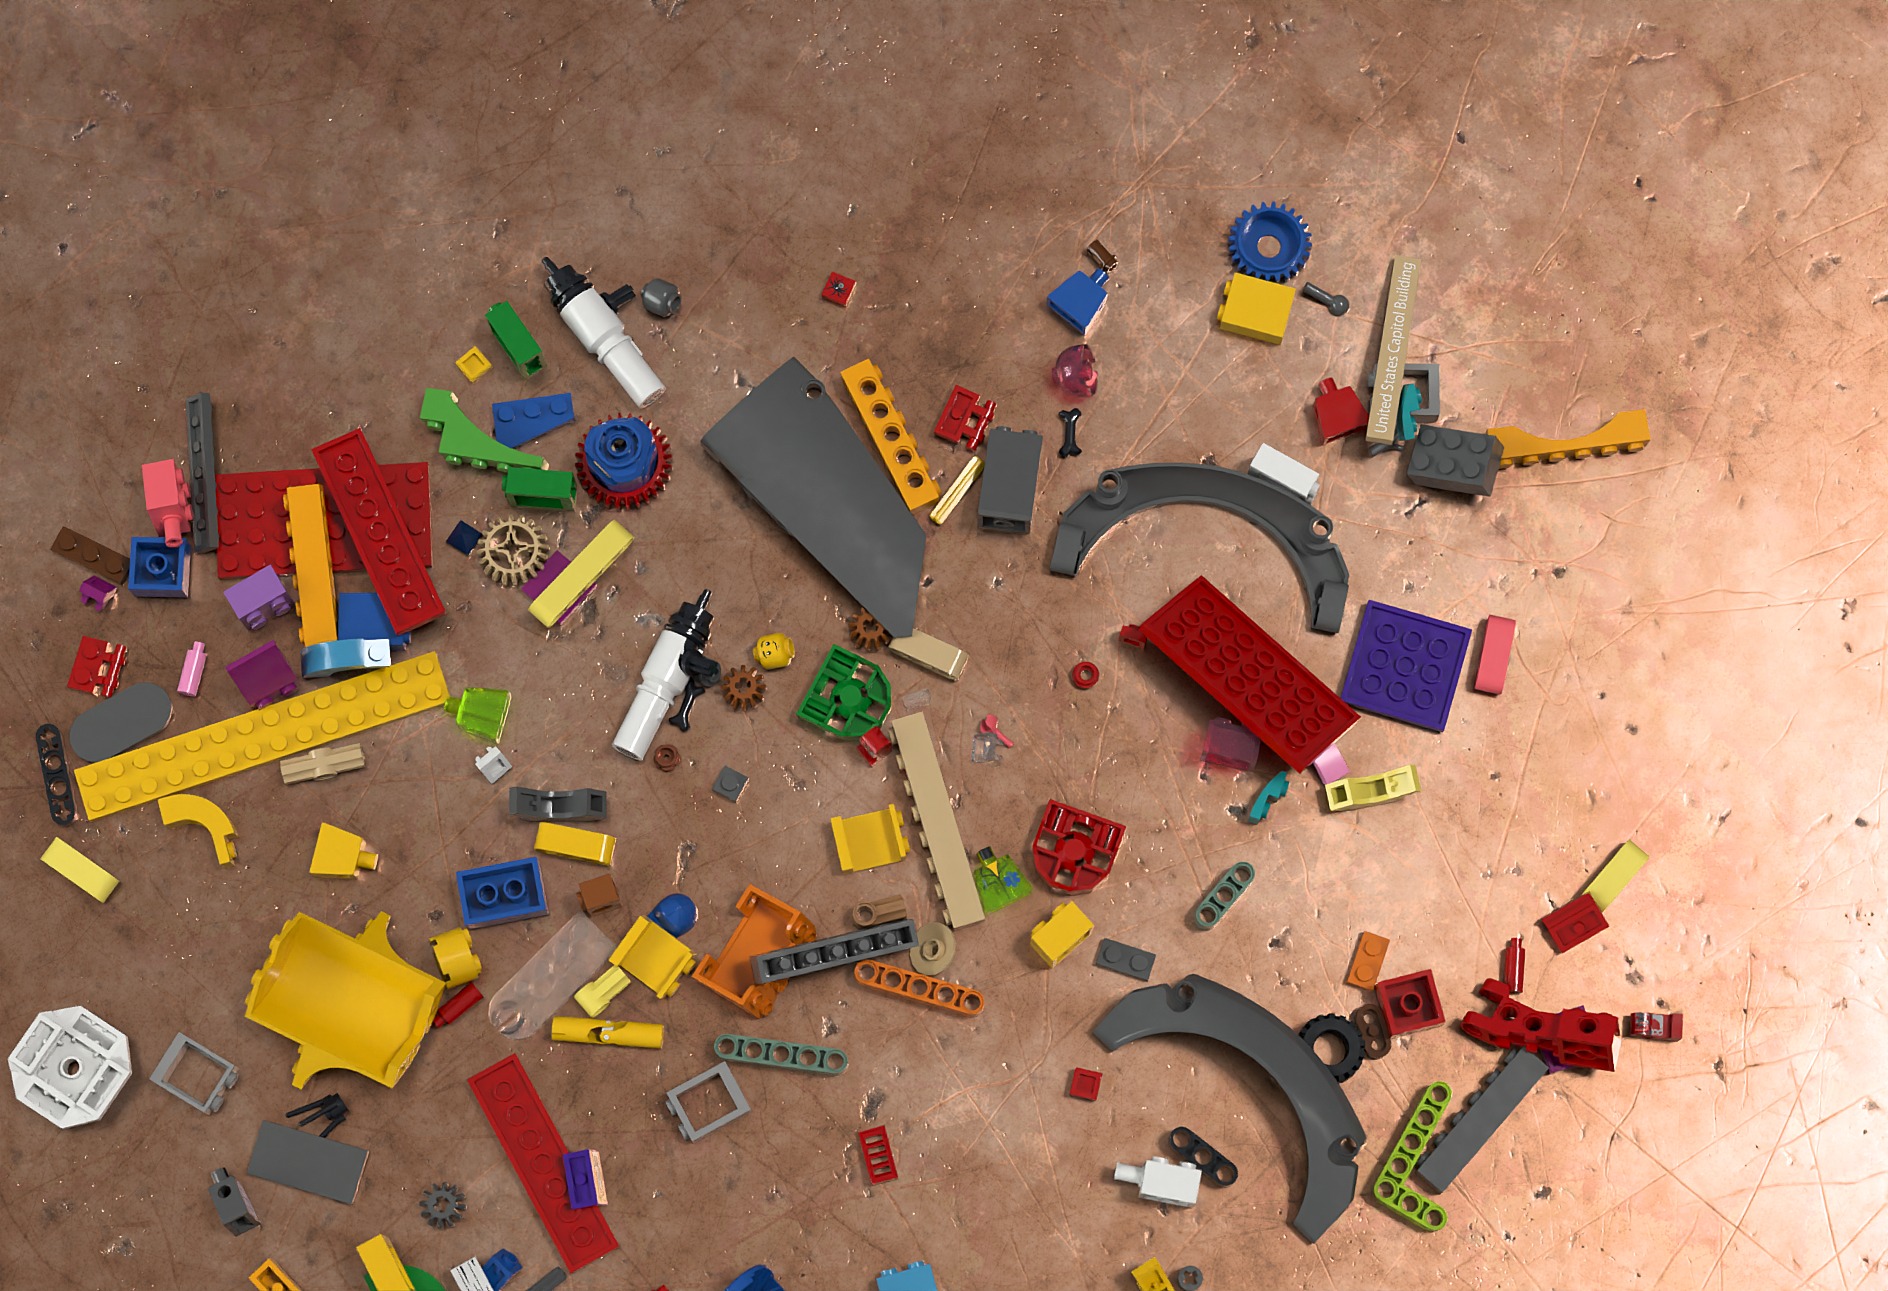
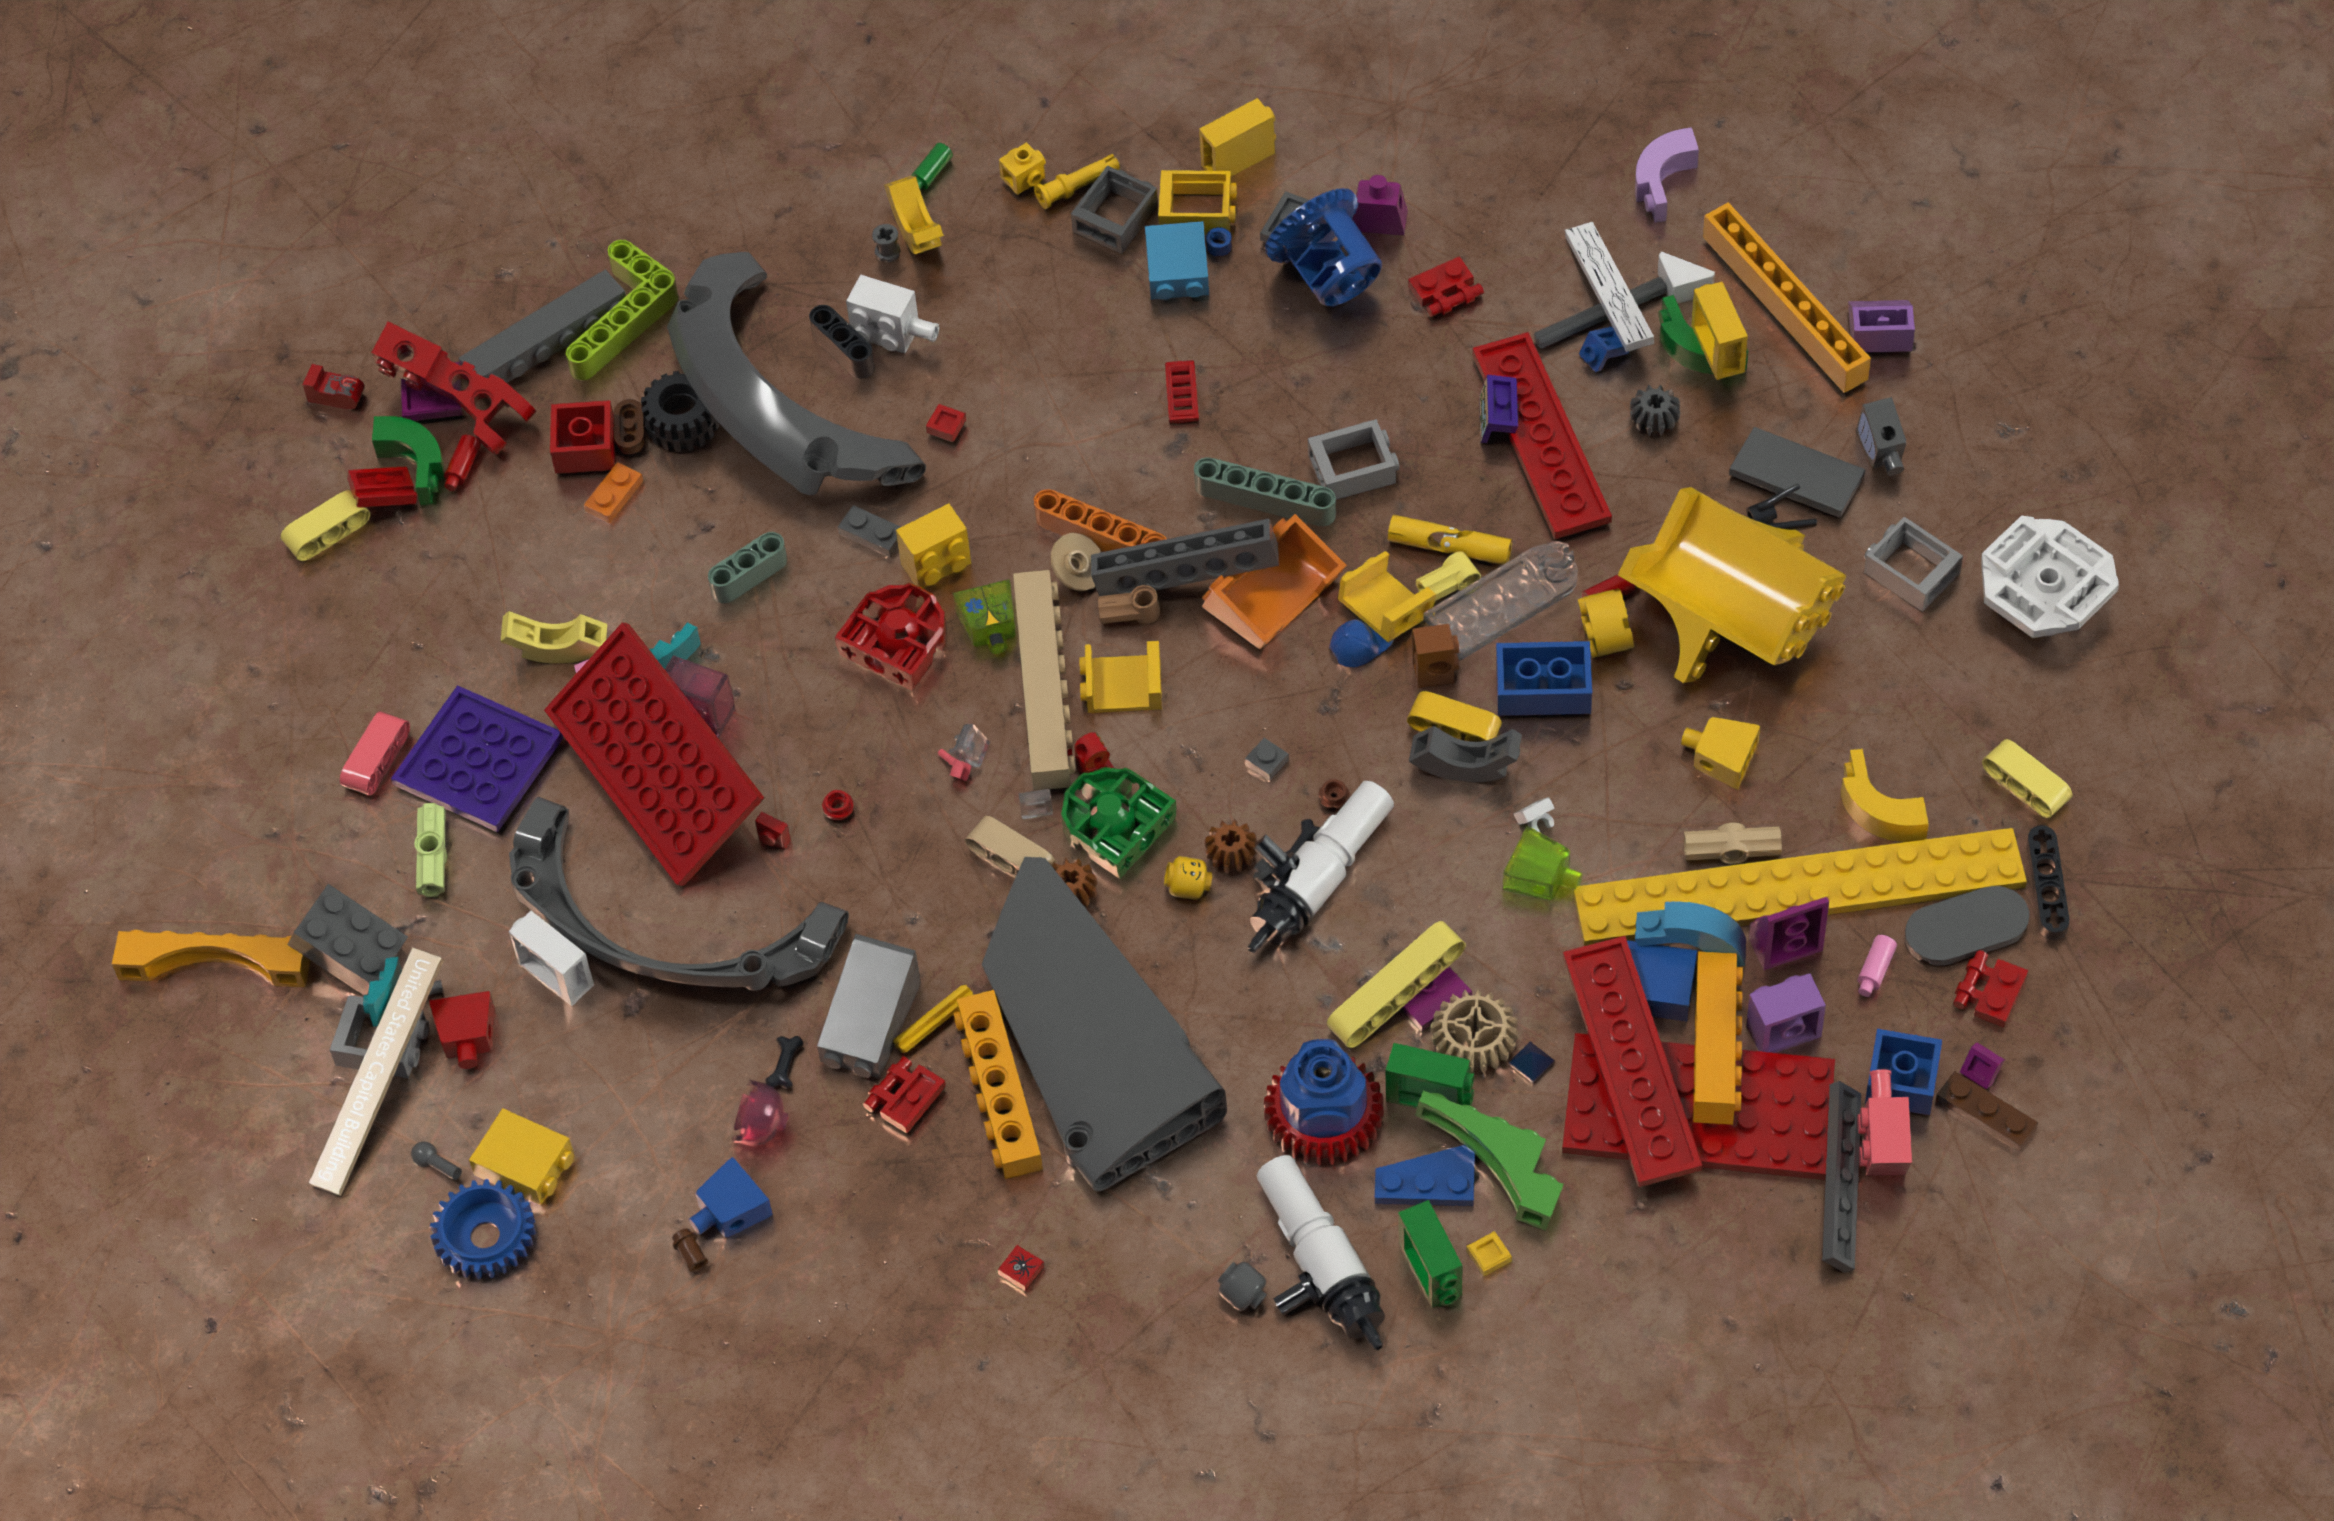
camera: 165 degrees left, 20 degrees down
(1421, 585) = (431, 864): none -> yellowish green piece
(1556, 975) = (410, 440): none -> green arch

